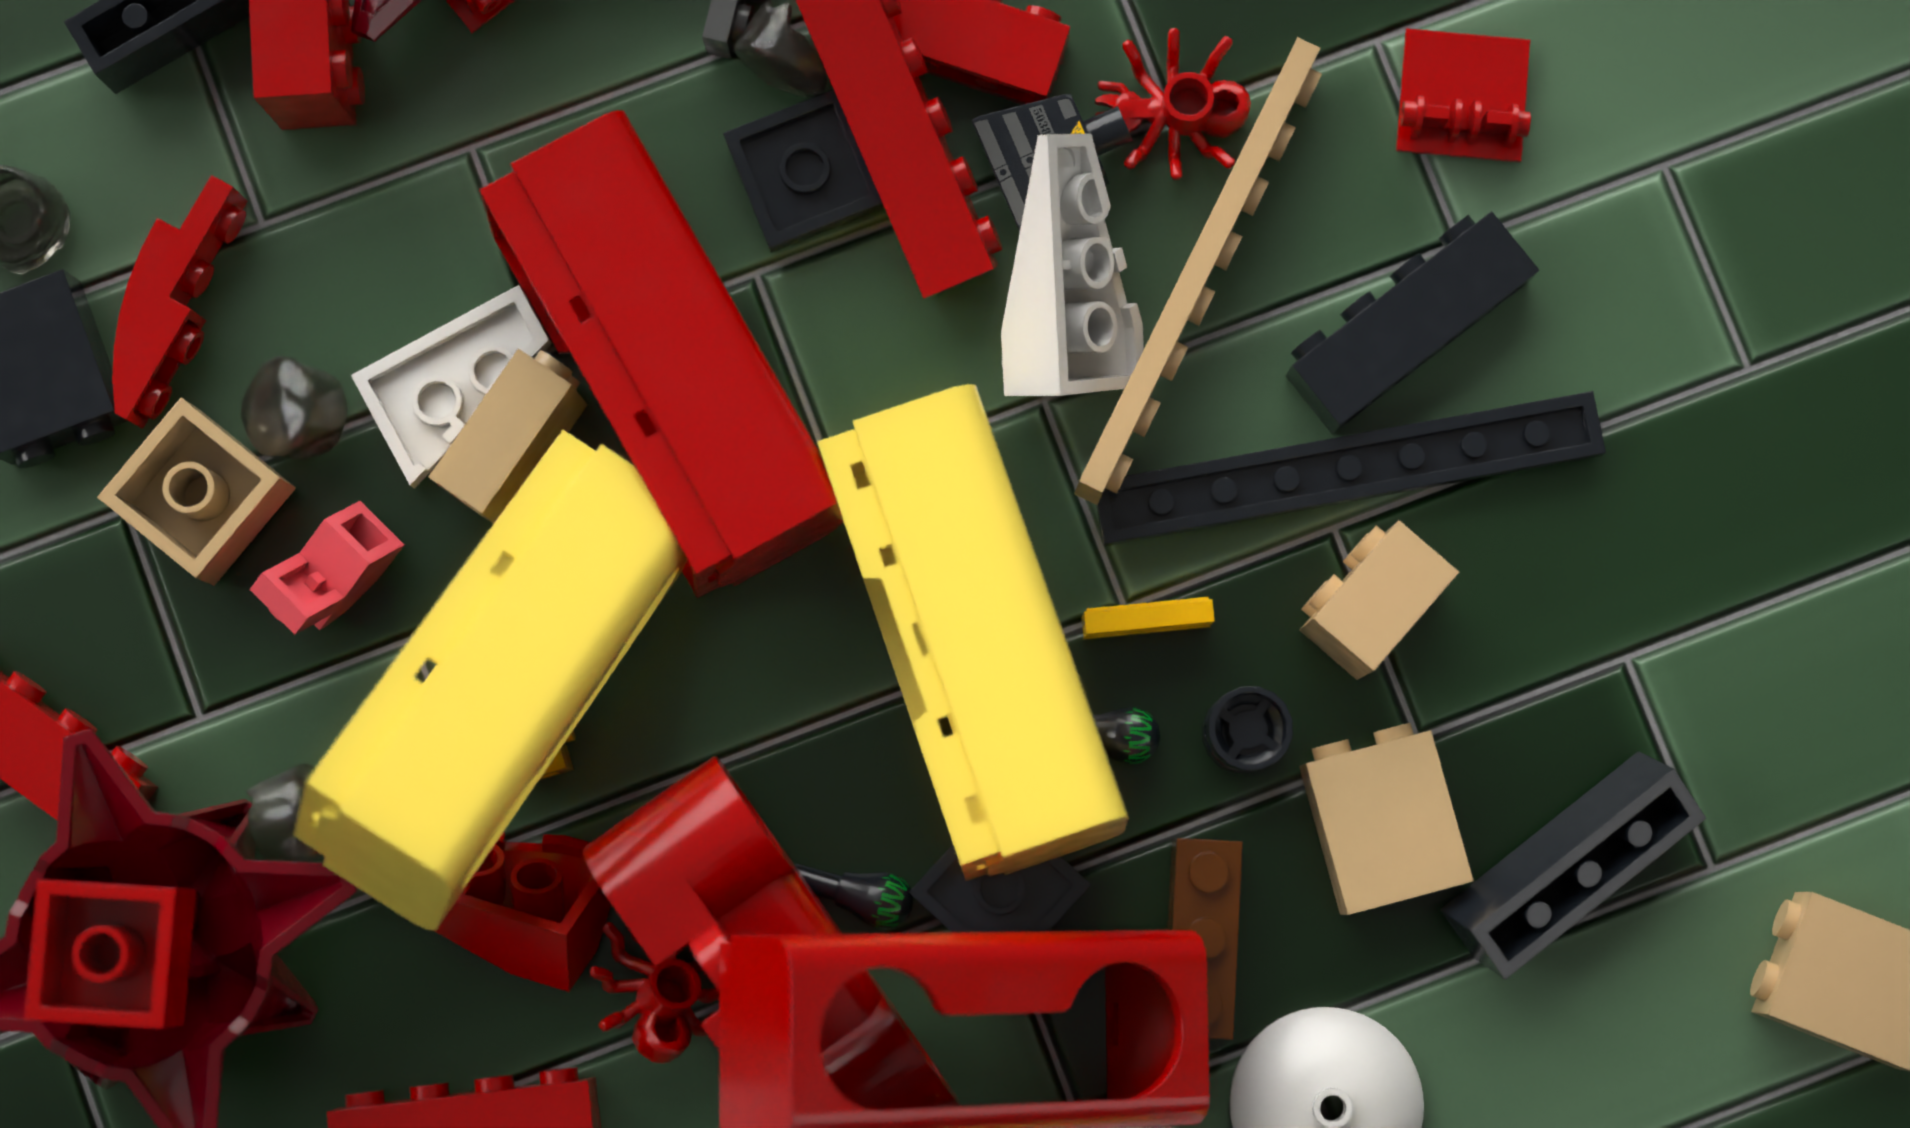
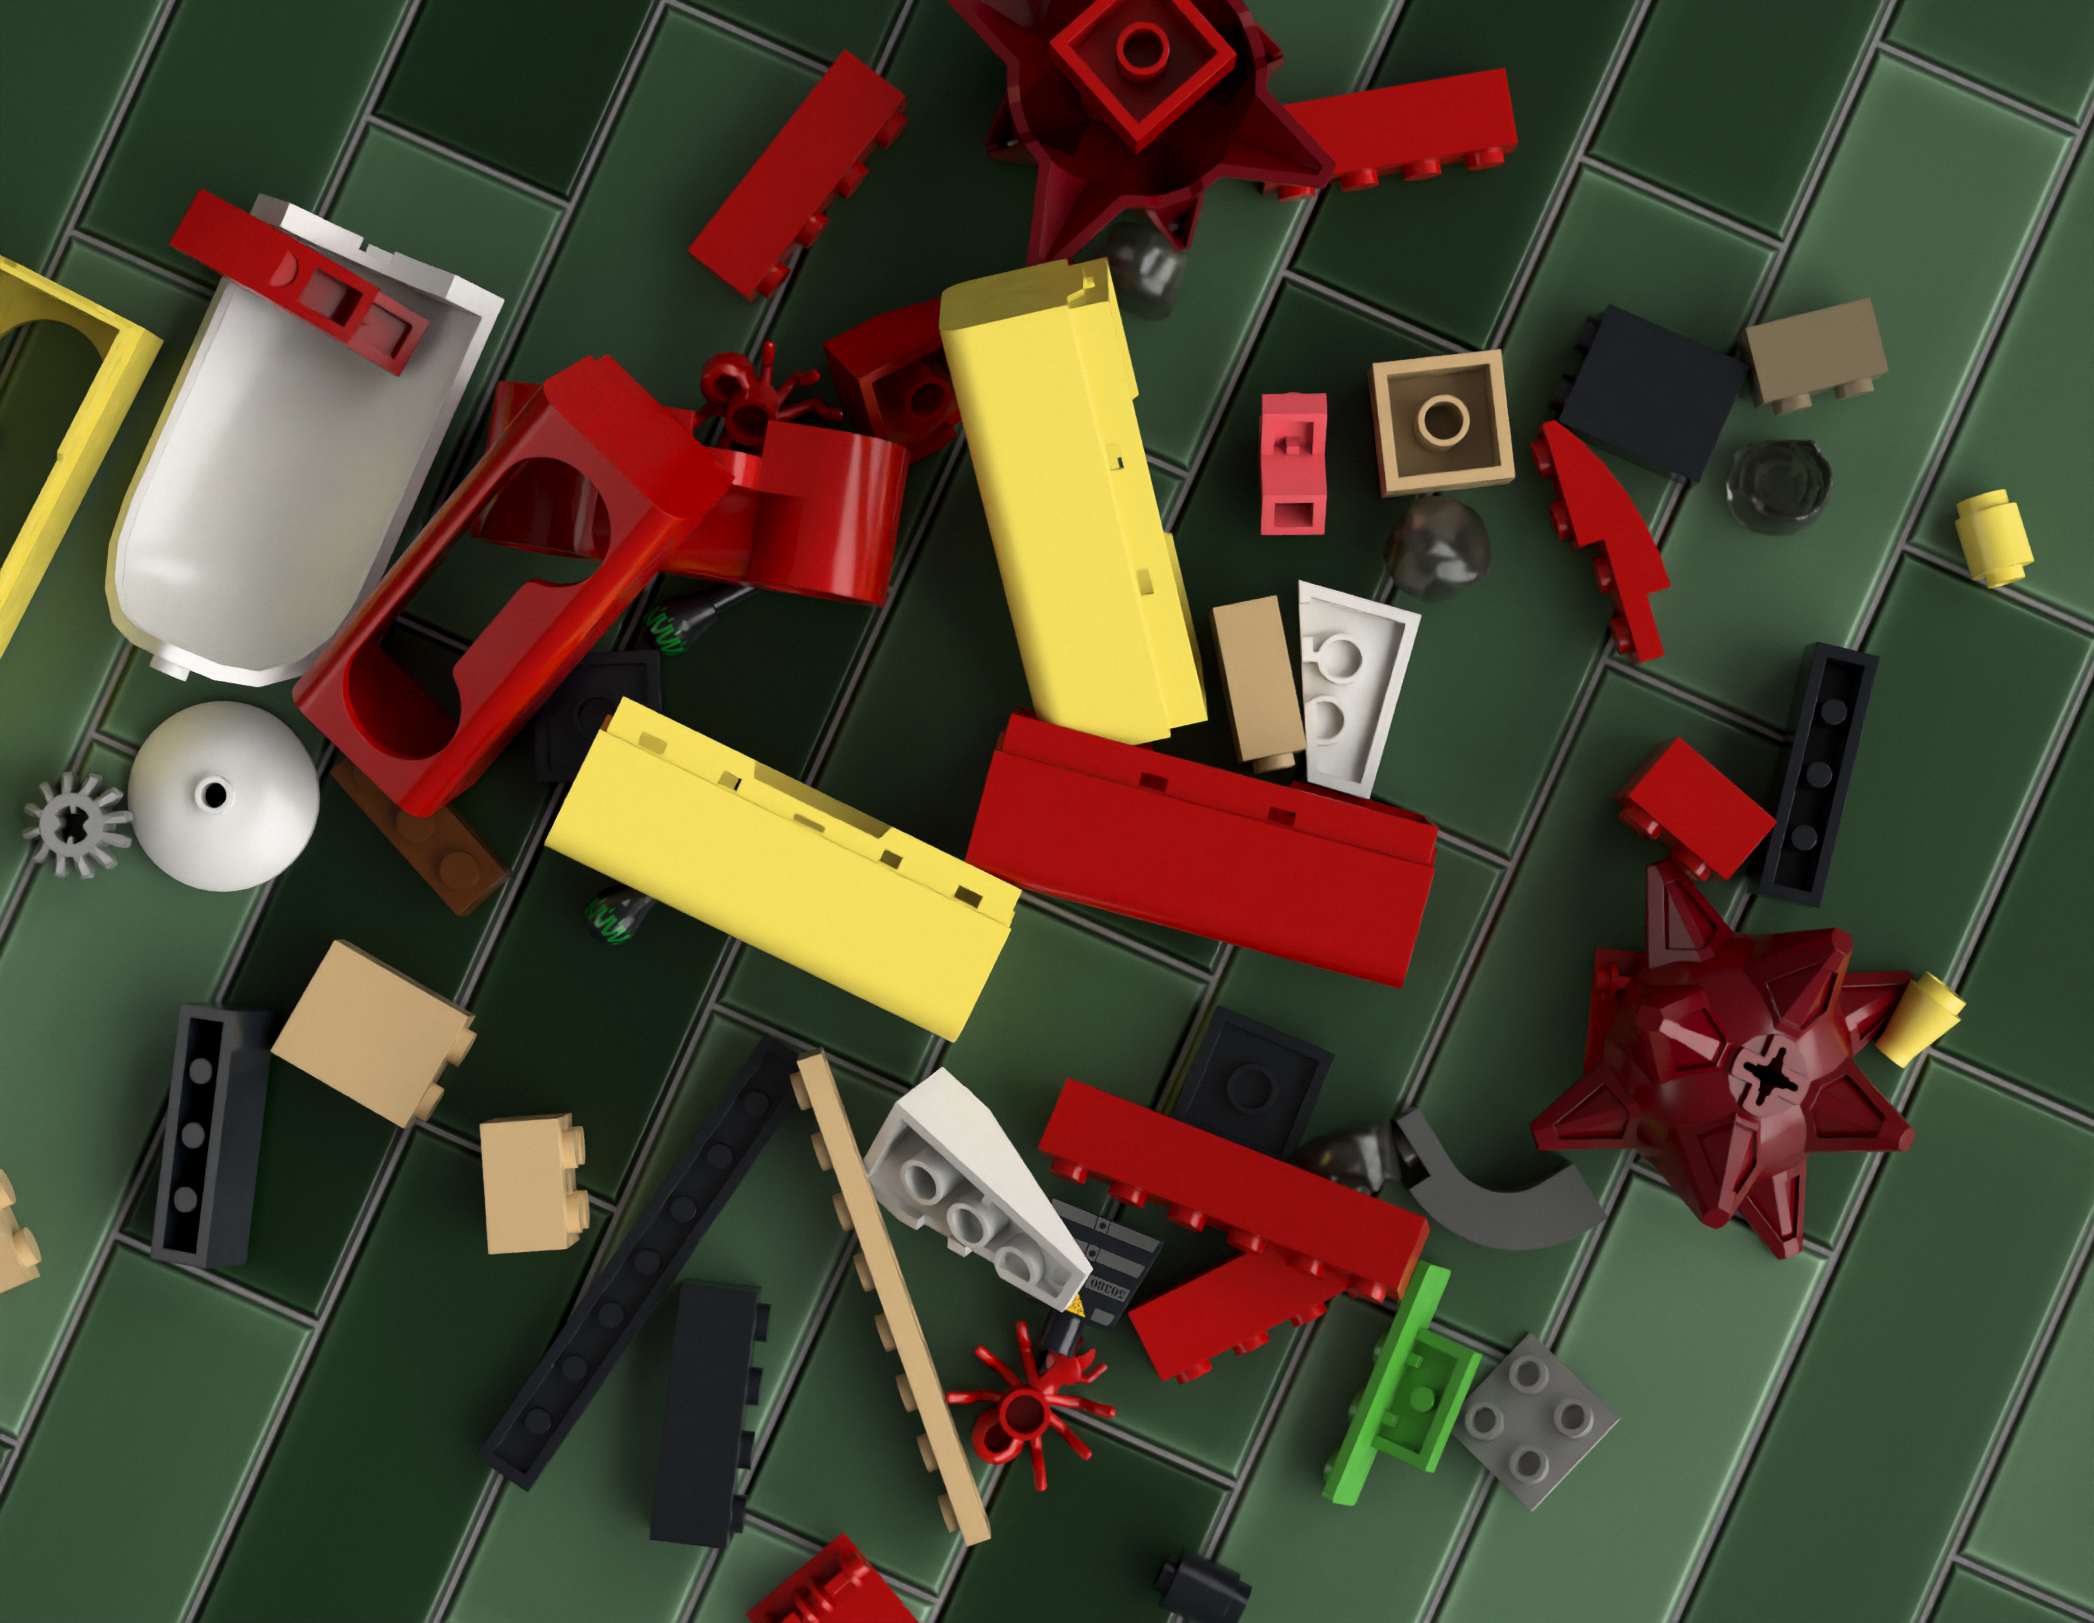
camera: 140 degrees right, 5 degrees up
(1147, 618) = (683, 1010): yellow tile -> none
(1247, 730) = (533, 1000): black wheel -> none

